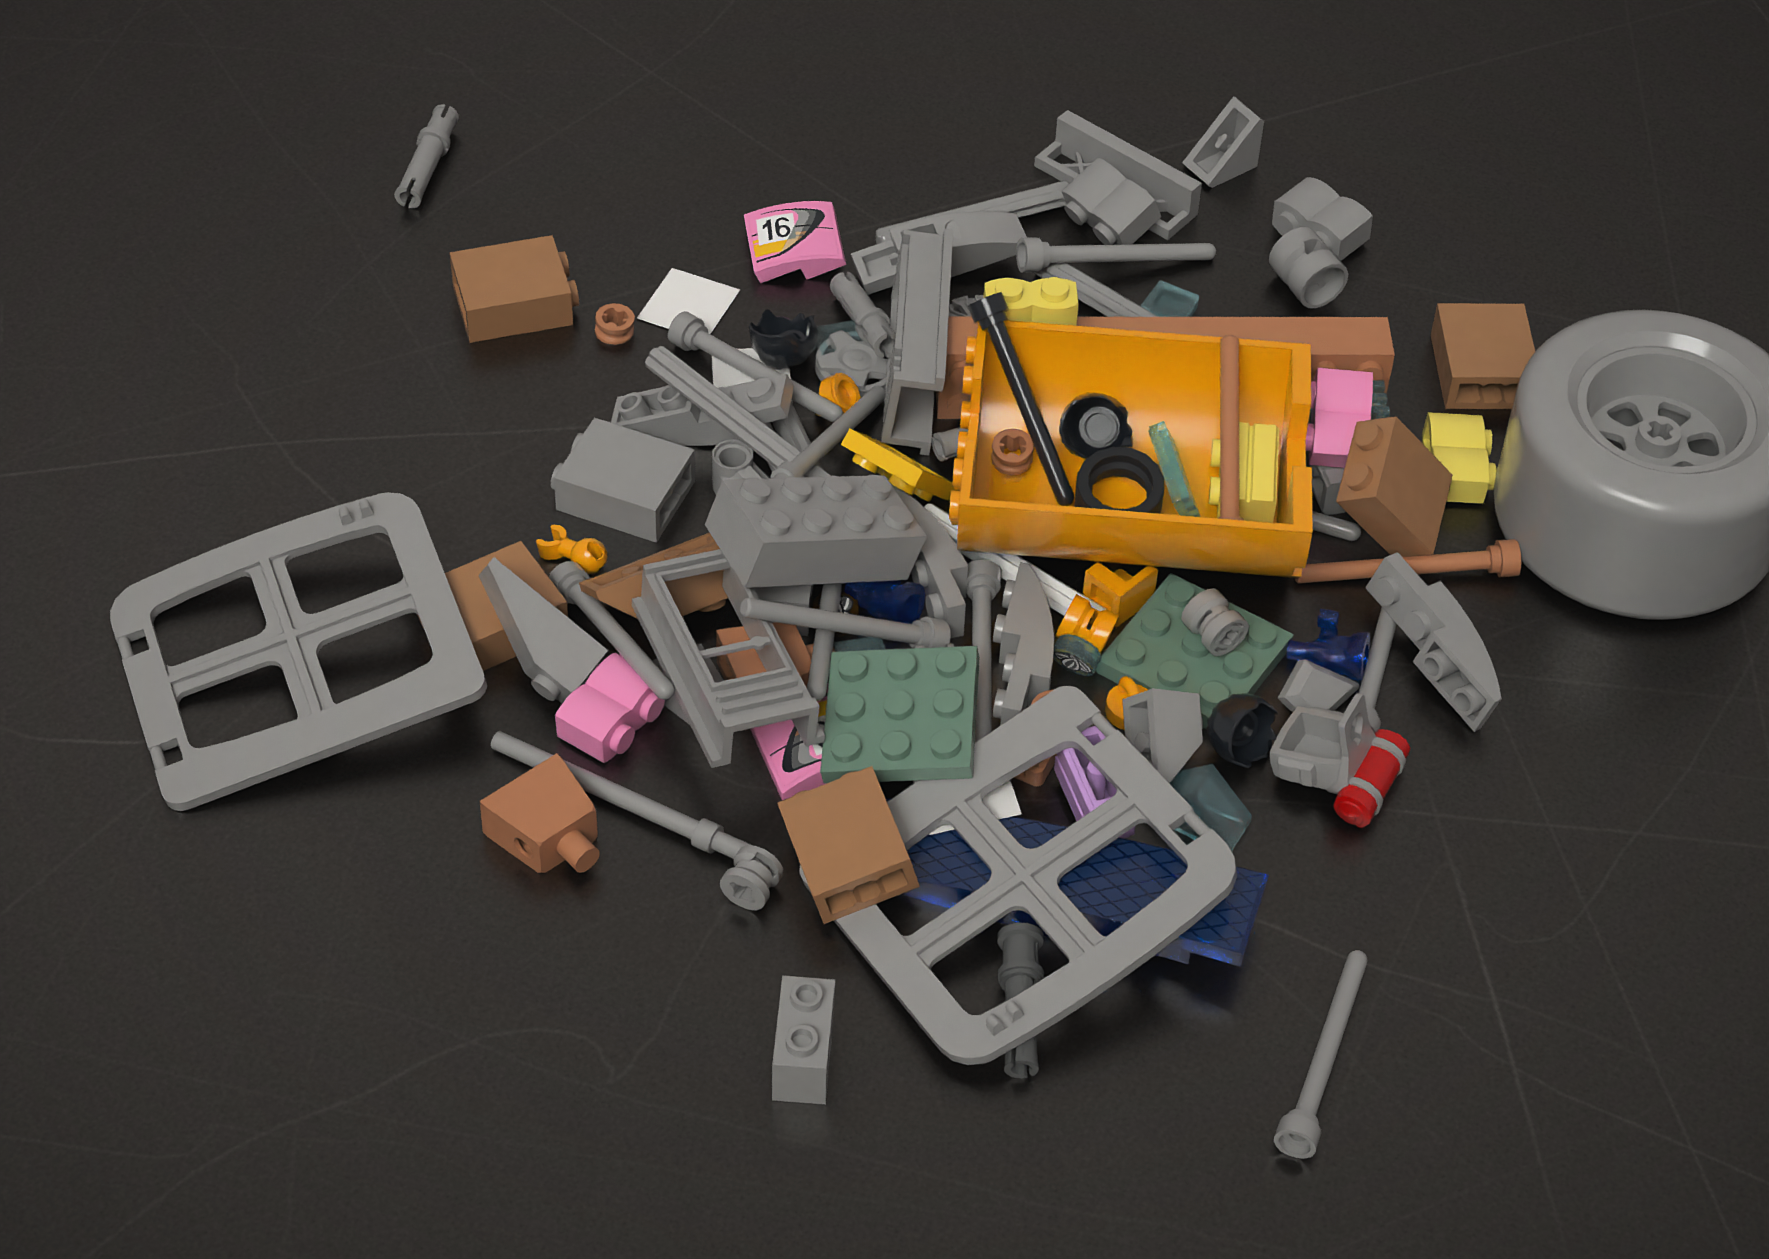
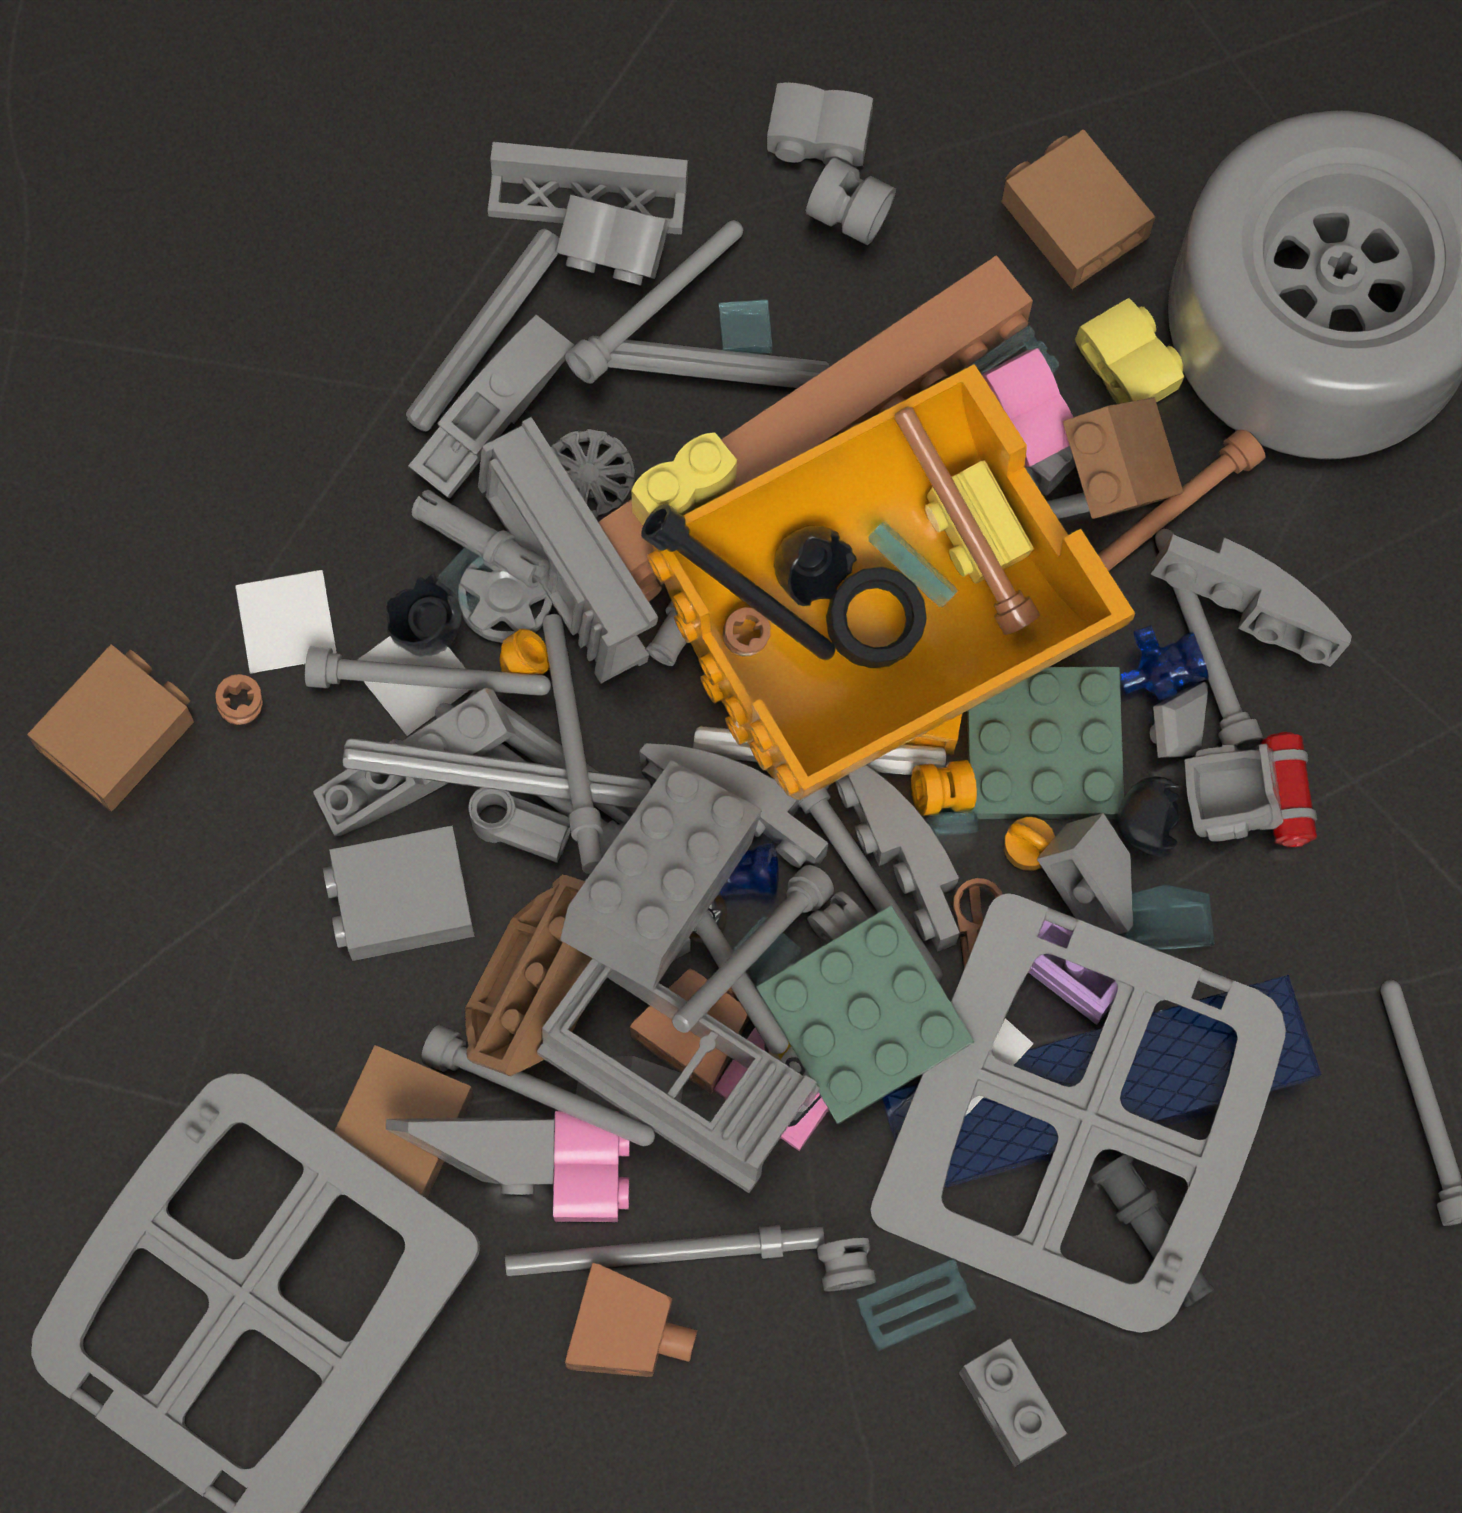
camera: 35 degrees left, 25 degrees up
(587, 552) = (426, 1005): light orange arm -> none
(787, 935) = (956, 1286): none -> clear light blue tile
(794, 238) = (335, 477): bright pink slope -> none
(848, 844) = (912, 1182): medium nougat brick -> none
(897, 467) = (650, 714): yellow plate -> none
(1215, 622) = (1072, 718): light grey wheel -> none
(1228, 145) = (667, 84): light grey slope -> none

